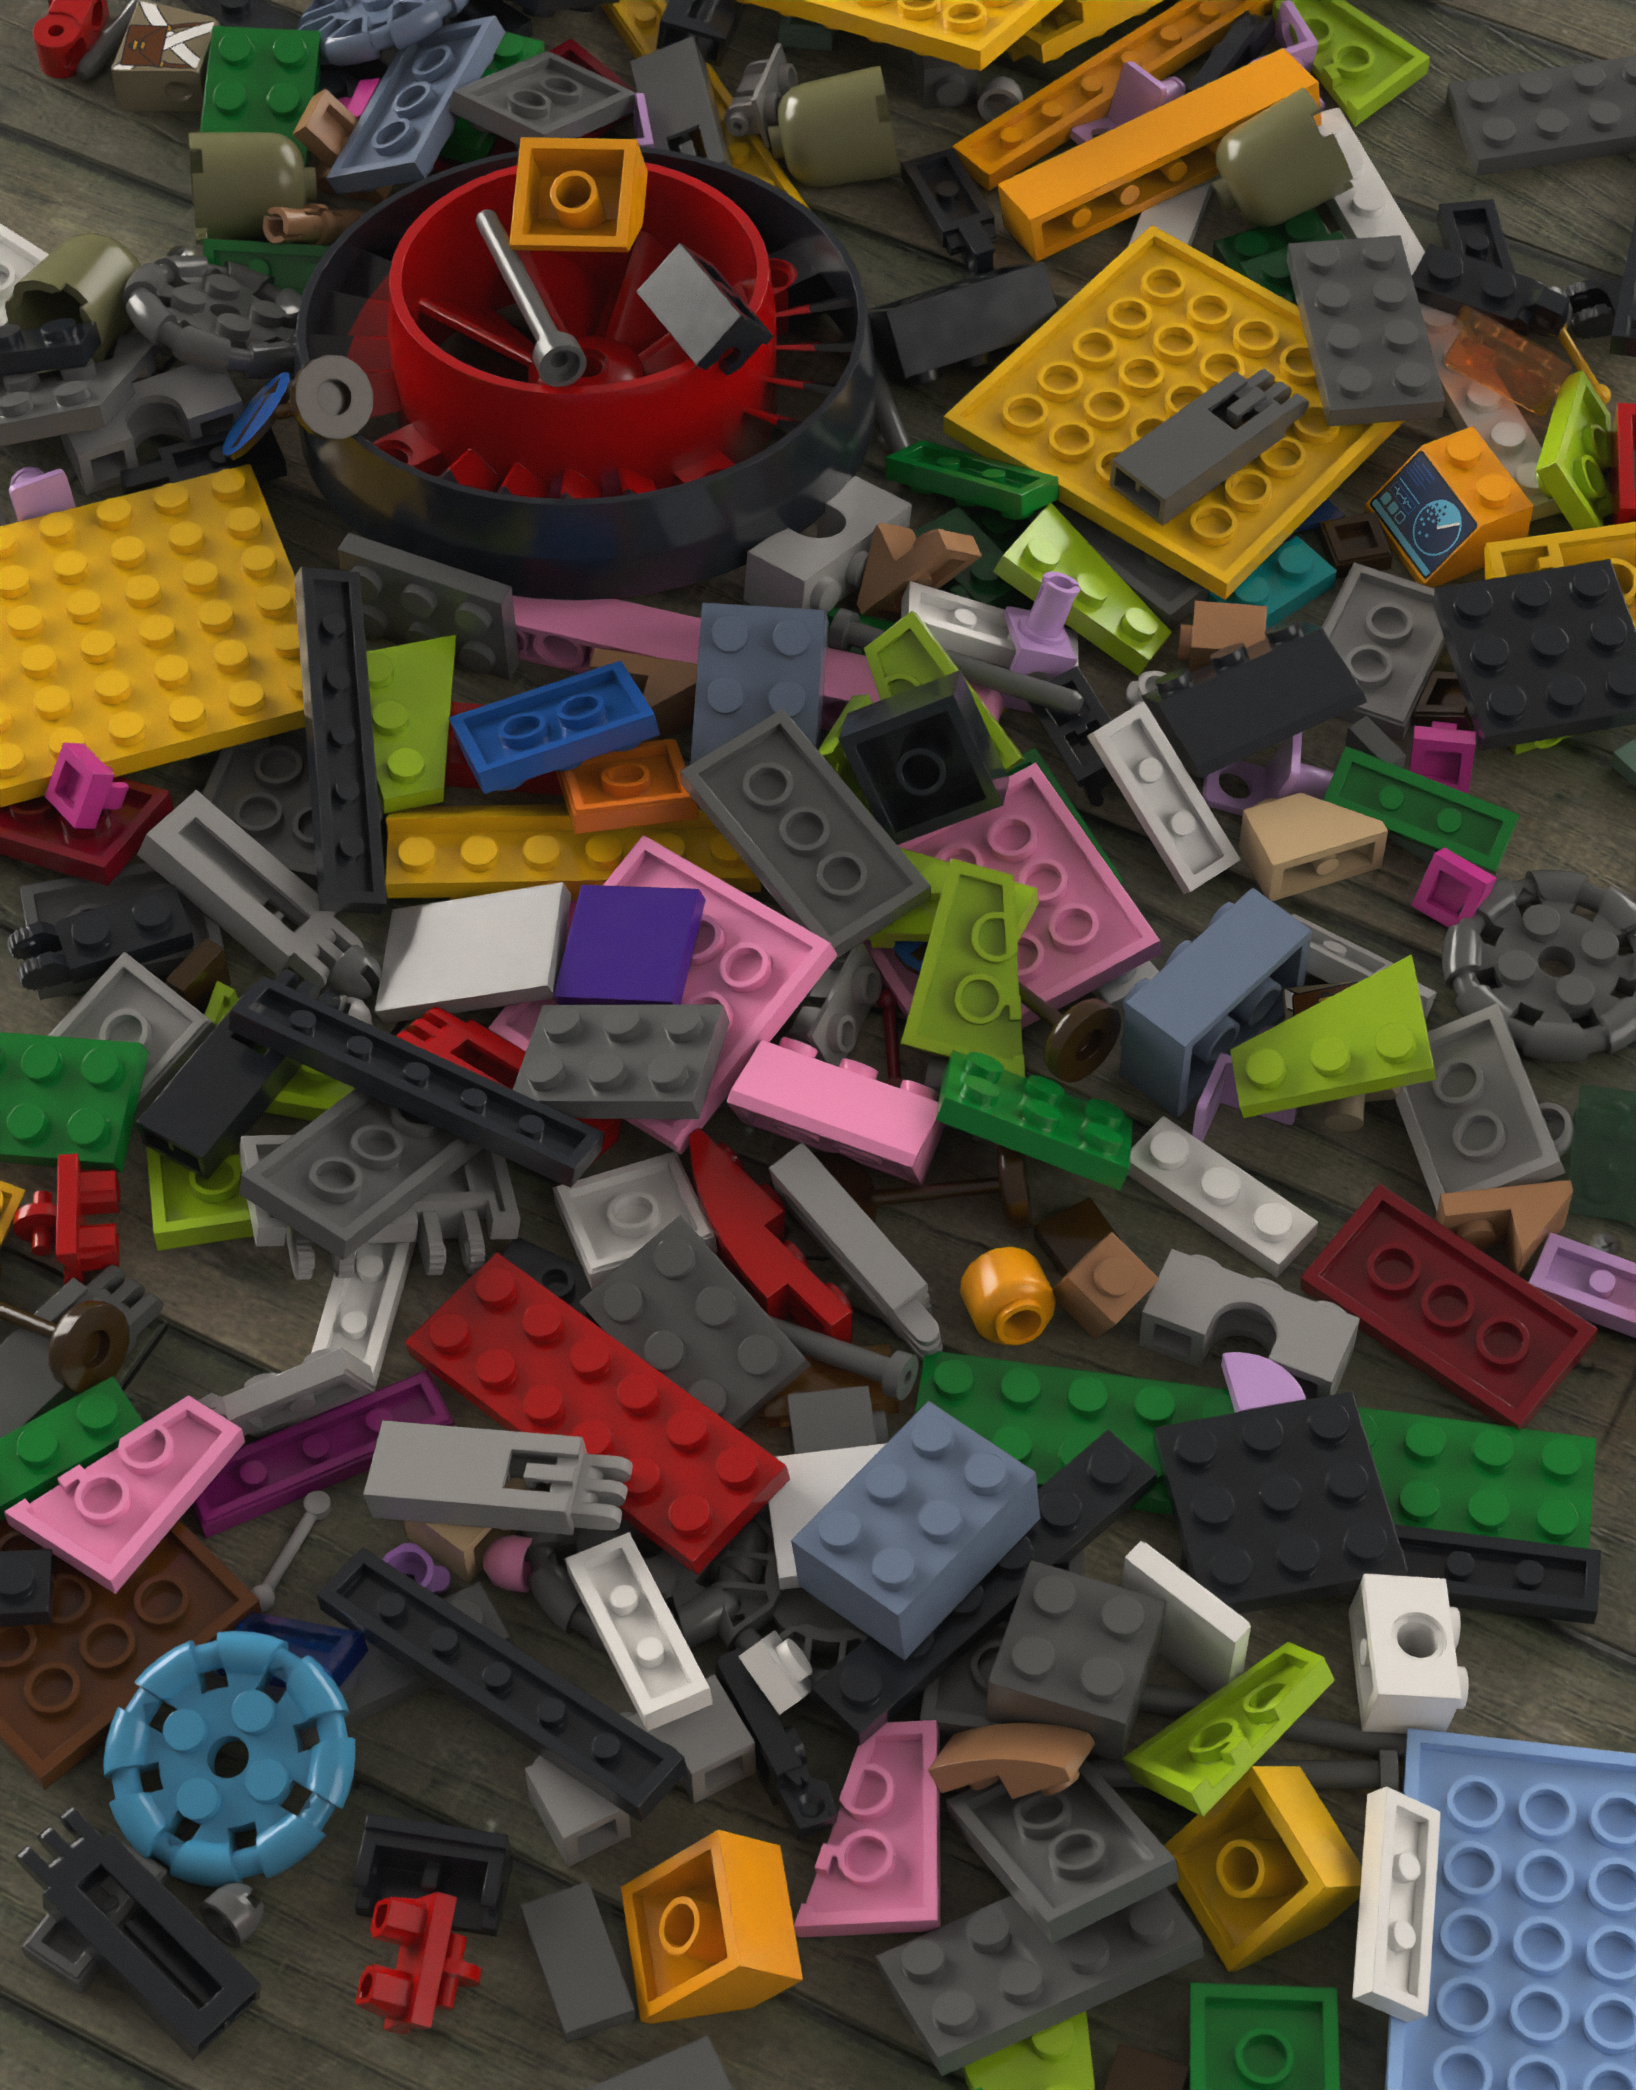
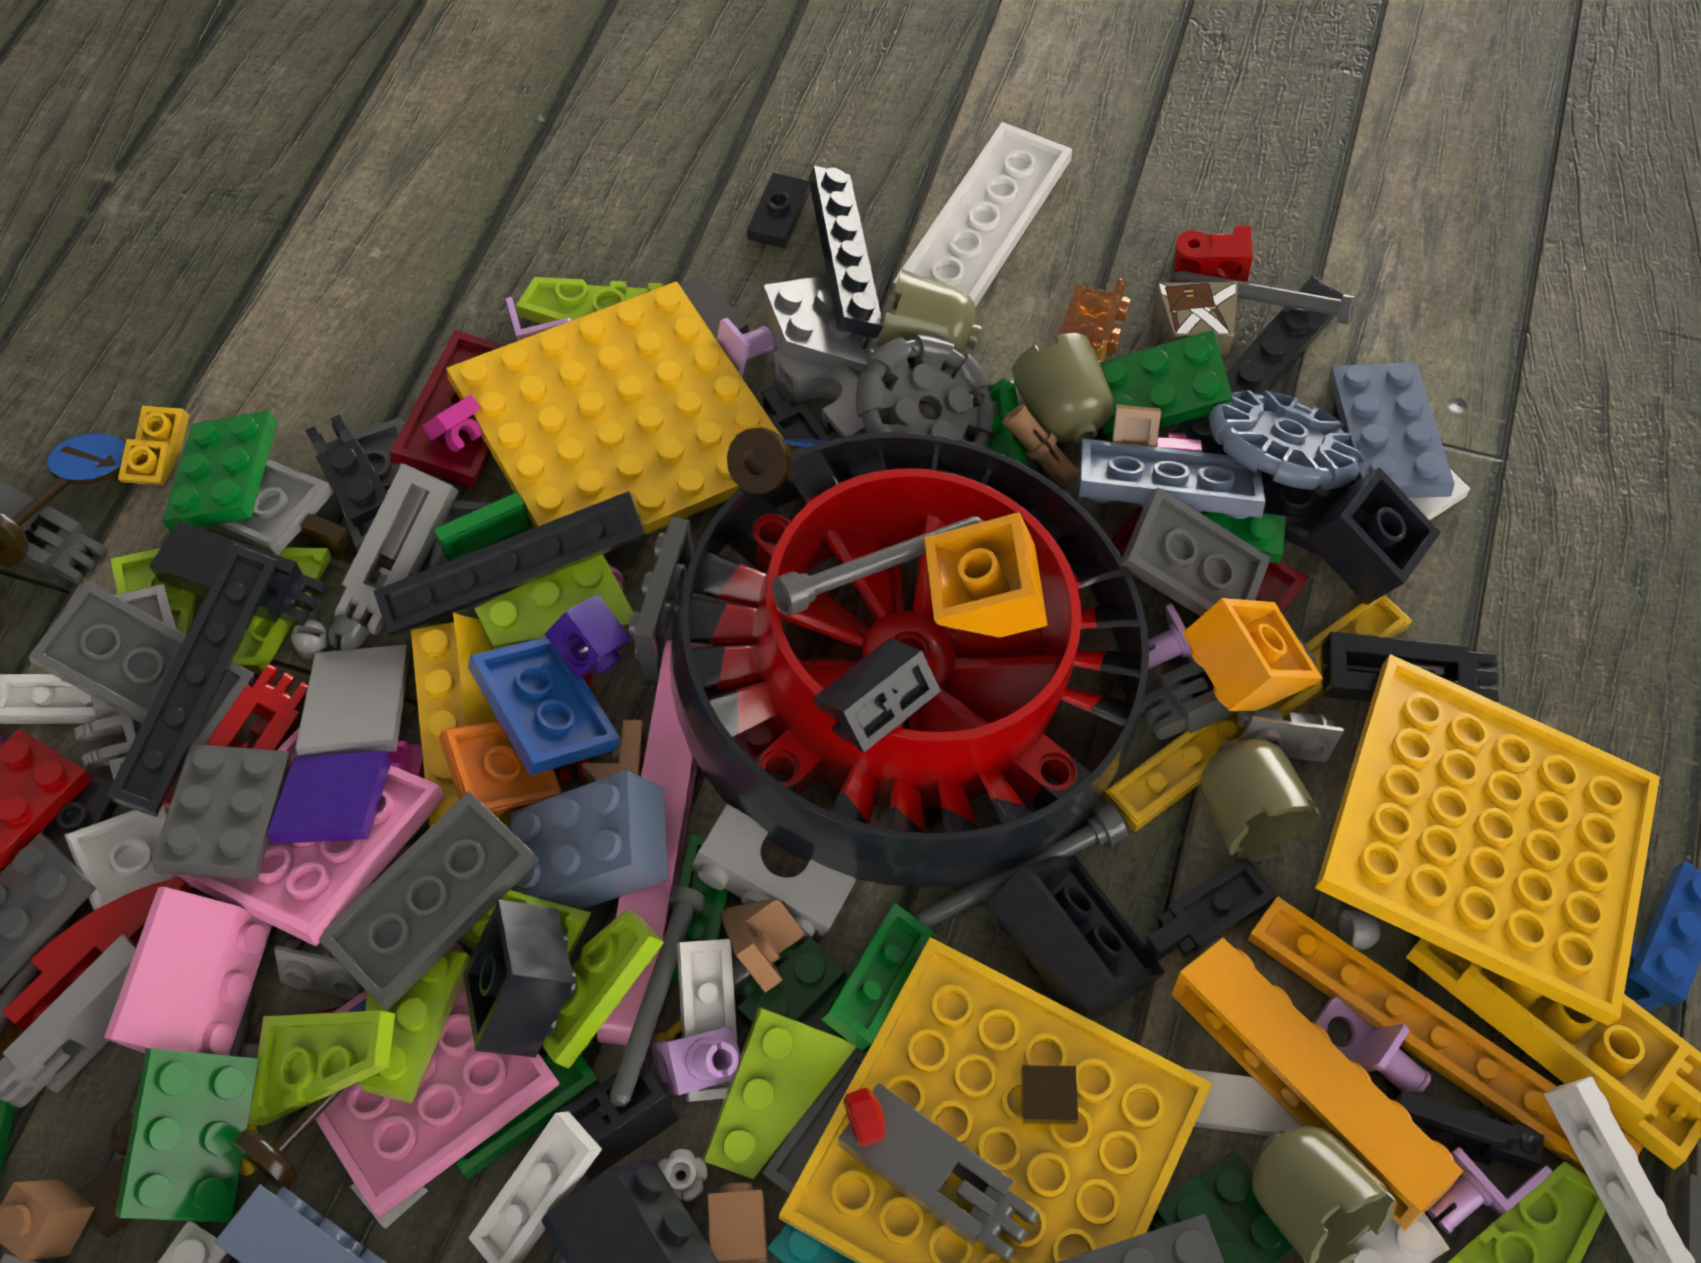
camera: 80 degrees right, 5 degrees up
(77, 1244) = (126, 512): red hips -> none
(129, 158) = (1095, 315): none -> clear orange bracket
(260, 783) = (483, 527): none -> green tile
(458, 659) = (588, 637): none -> dark purple brick
(684, 79) = (1250, 654): none -> light orange slope
(1007, 1296) = (48, 1144): light orange head -> none
(1143, 342) = (1049, 1094): none -> dark brown tile
(1156, 458) = (865, 1117): none -> red tile

